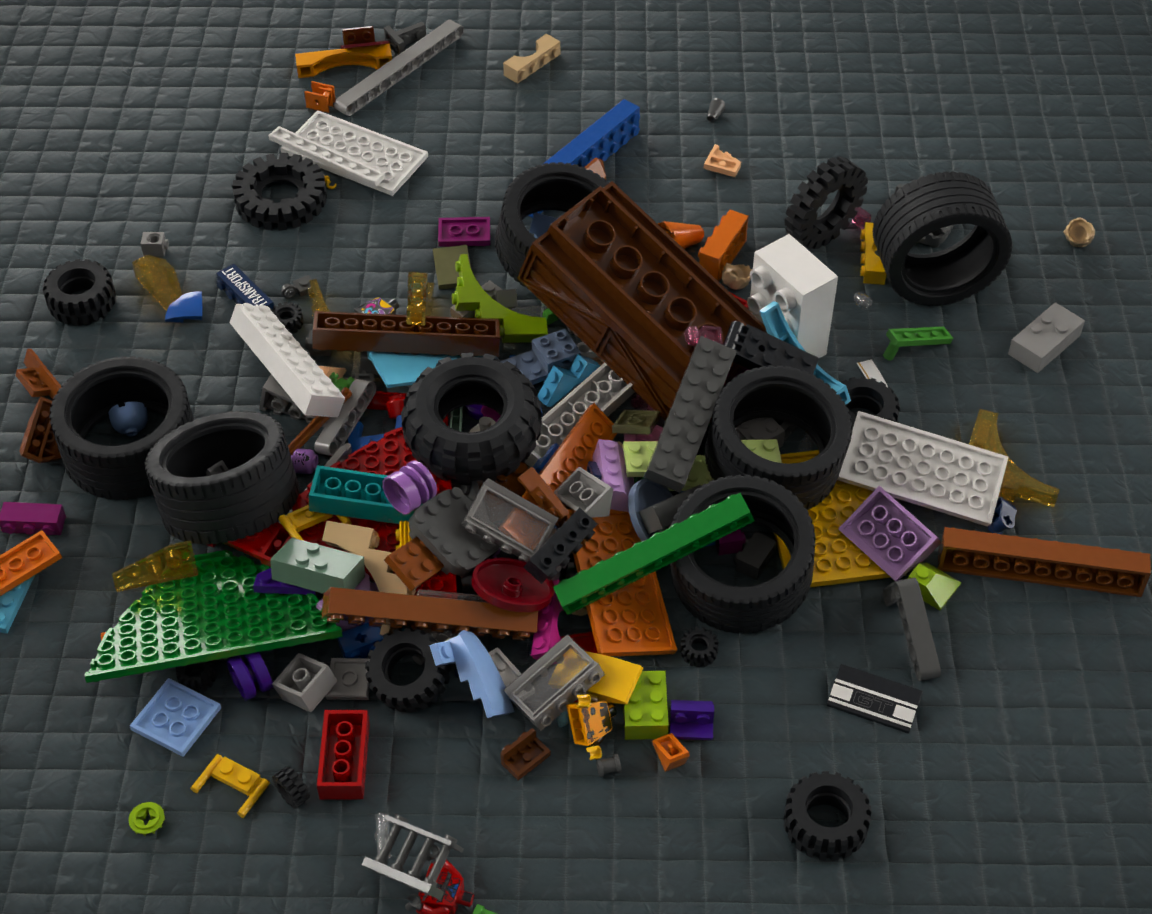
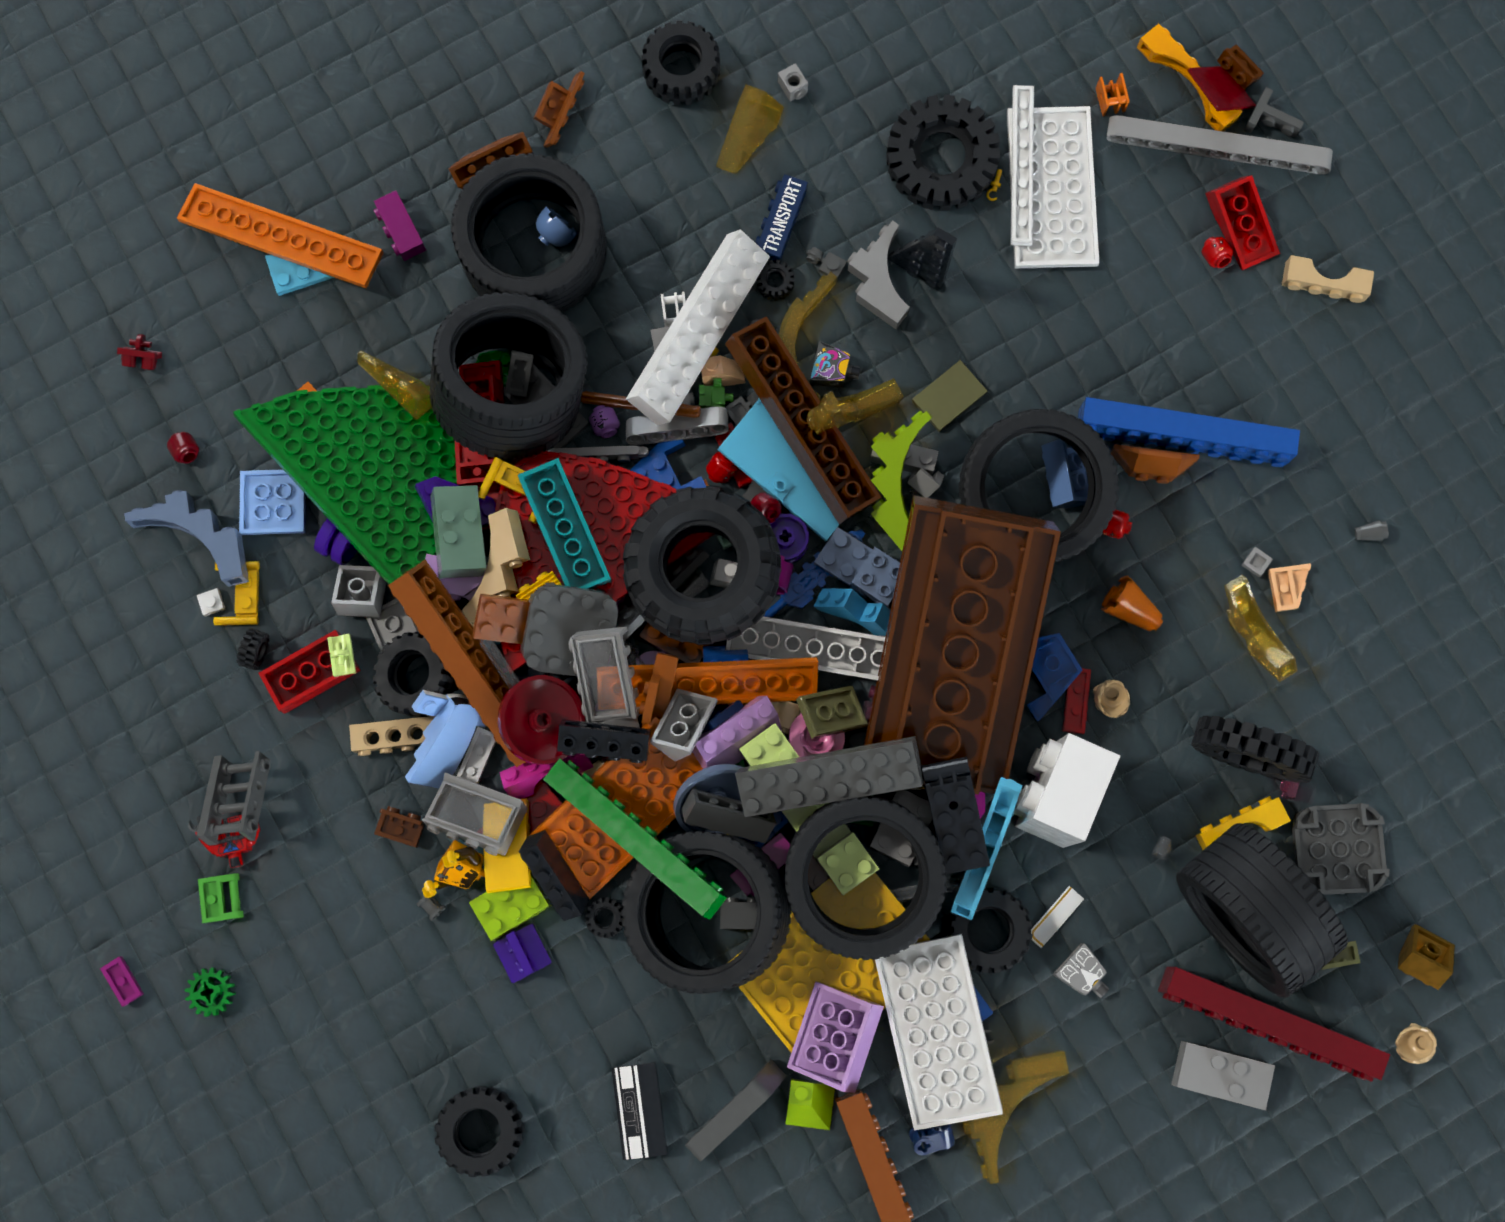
camera: 60 degrees right, 30 degrees up
(71, 760) = (183, 447): none -> dark red head
(140, 812) = (158, 545): lime gear -> none
(152, 775) = (180, 514): none -> sand blue arch
(186, 307) = (730, 175): blue brick -> none
(221, 809) = (211, 602): none -> white plate
(256, 376) = (671, 300): none -> white piece
(344, 267) = (877, 290): none -> light grey arch
(350, 216) = (927, 257): none -> black wing
(352, 706) = (341, 655): none -> yellowish green hips
(382, 832) = (265, 747): clear pin -> none
(409, 487) = (571, 565): medium lavender wheel -> none
(434, 749) = (361, 734): none -> tan brick
(459, 77) = (1243, 221): none -> red slope
(464, 231) = (1005, 376): magenta plate -> none
(470, 97) = (1217, 252): none -> red head
(643, 649) = (554, 875): none -> black brick
(670, 751) = (472, 955): orange slope -> none
(694, 169) = (1257, 562): none -> light grey plate
(713, 333) = (932, 745): clear pink plate -> none
(724, 243) = (1143, 662): orange brick -> none
(751, 183) = (1260, 638): none -> clear yellow arch
(915, 337) = (1133, 937): bright green piece -> none
(925, 378) = (1082, 972): none -> light grey torso
(1022, 293) = (1277, 1024): none -> dark red brick
(1023, 206) = (1427, 957): none -> pearl gold slope

